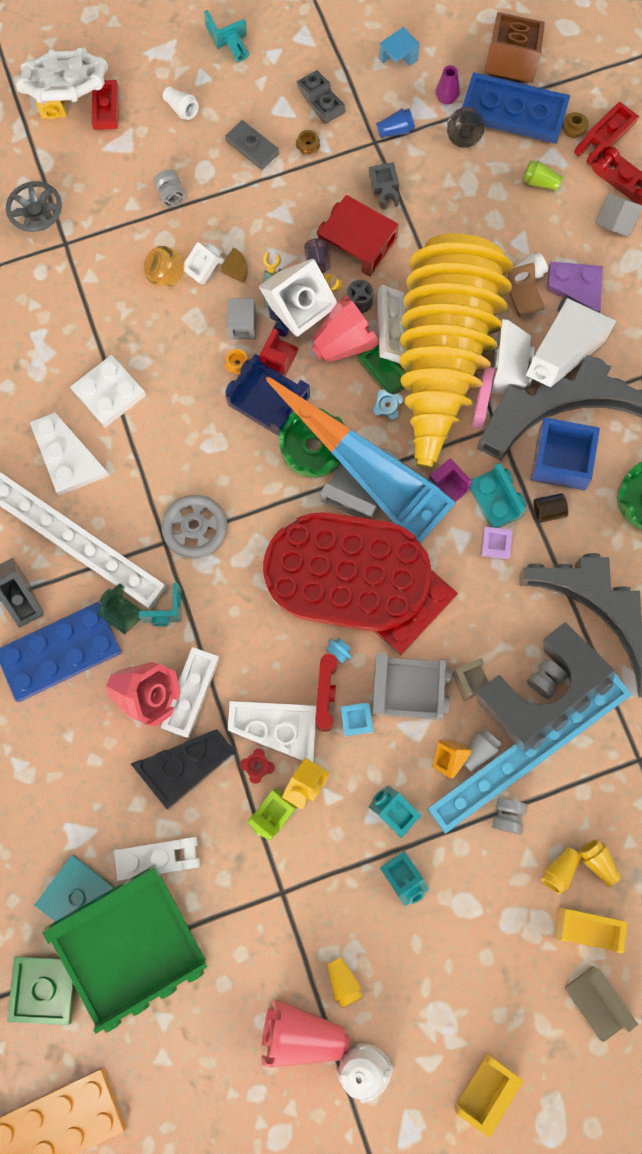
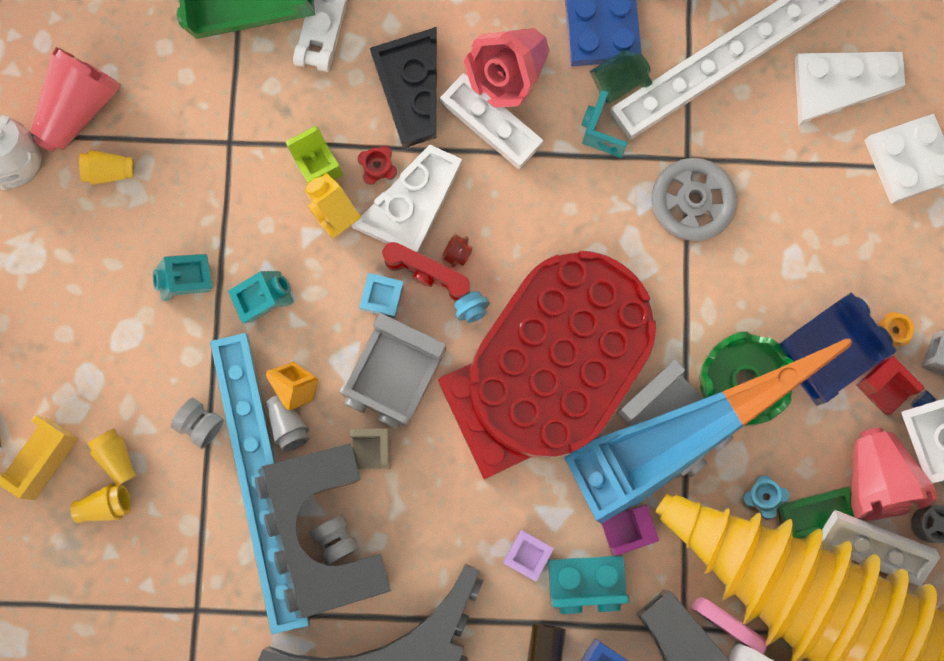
camera: 105 degrees right, 5 degrees up
(300, 678) = (457, 251): none -> clear red plate

